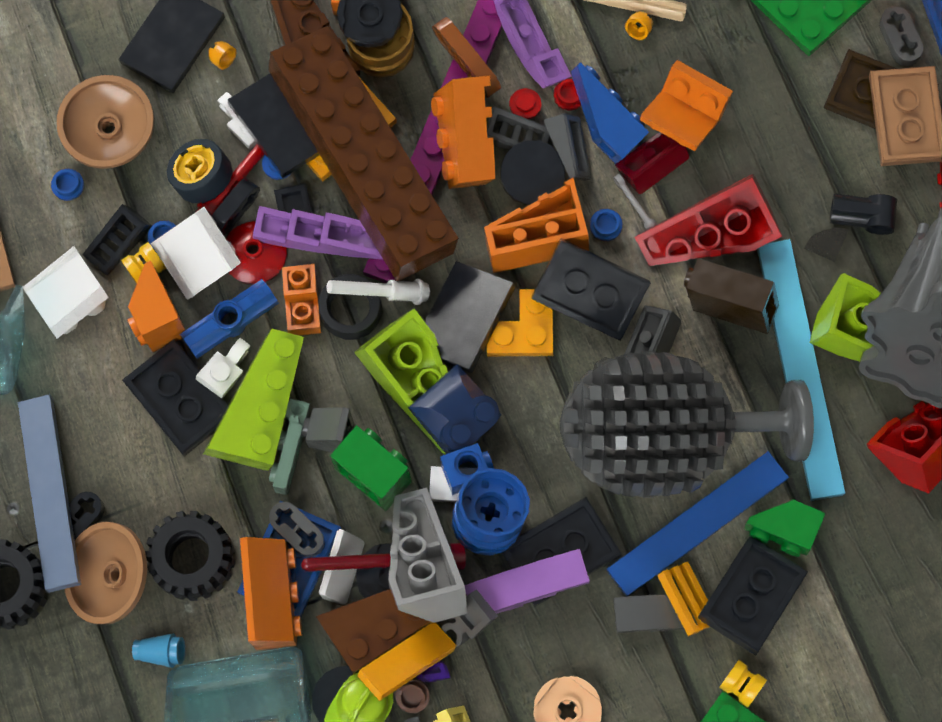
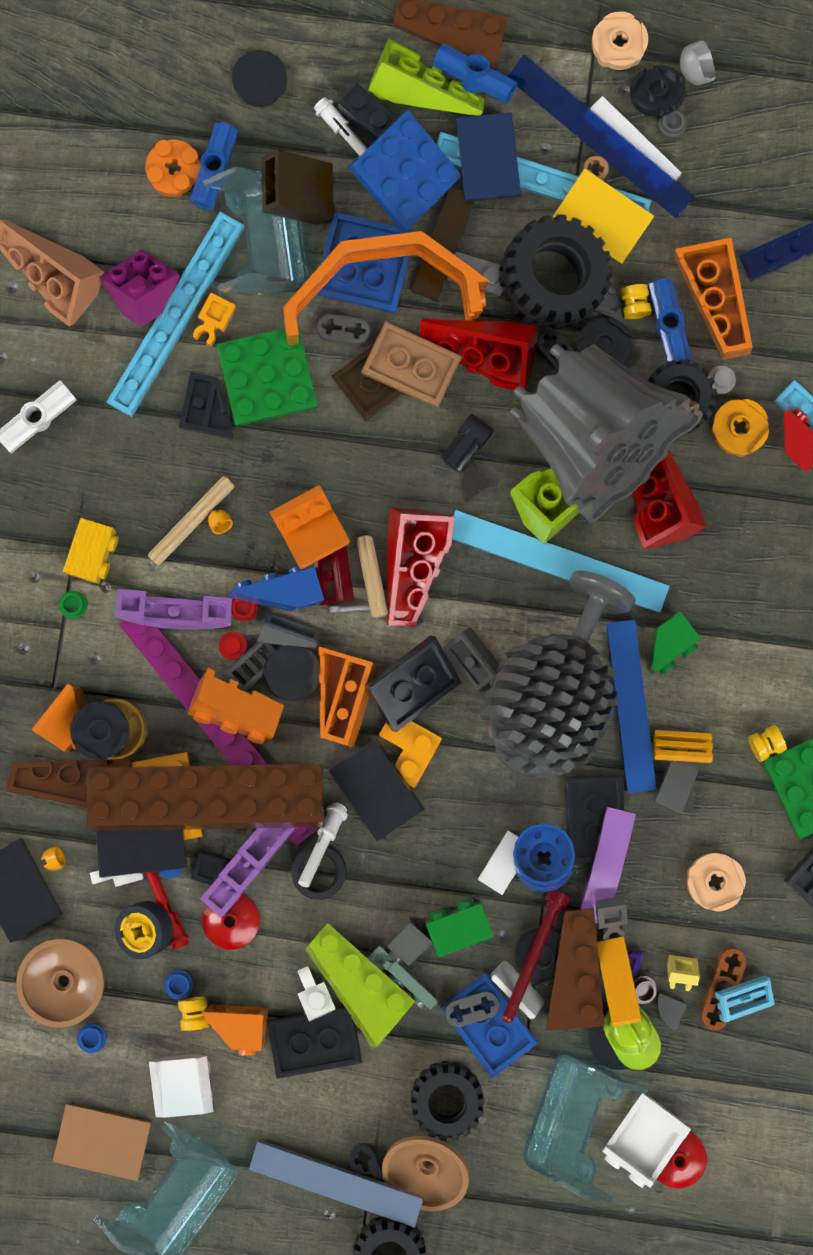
camera: 65 degrees left, 10 degrees up
(117, 222) = (151, 999): black slope -> none
(160, 650) = (504, 1161): dark azure cone -> none
(196, 253) = (210, 968): white slope -> none
(211, 331) = (277, 989): blue piece -> none
(235, 205) = (186, 917): black beam -> none
(270, 593) = (513, 1057): orange slope -> none
(301, 299) = (291, 905): orange slope -> none
(404, 361) = (396, 853): lime wedge -> none
(422, 564) = (562, 934): light grey wedge -> none
(452, 461) = (495, 868): blue brick -> none
(455, 411) = (449, 838): dark blue slope -> none
(464, 54) = (171, 671): dark orange beam -> none
(606, 224) = (364, 640): blue plate -> none
(673, 195) = (372, 576): none -> tan axle
(732, 295) = (479, 582): dark brown brick -> none
(752, 595) = (707, 698): black tile -> none

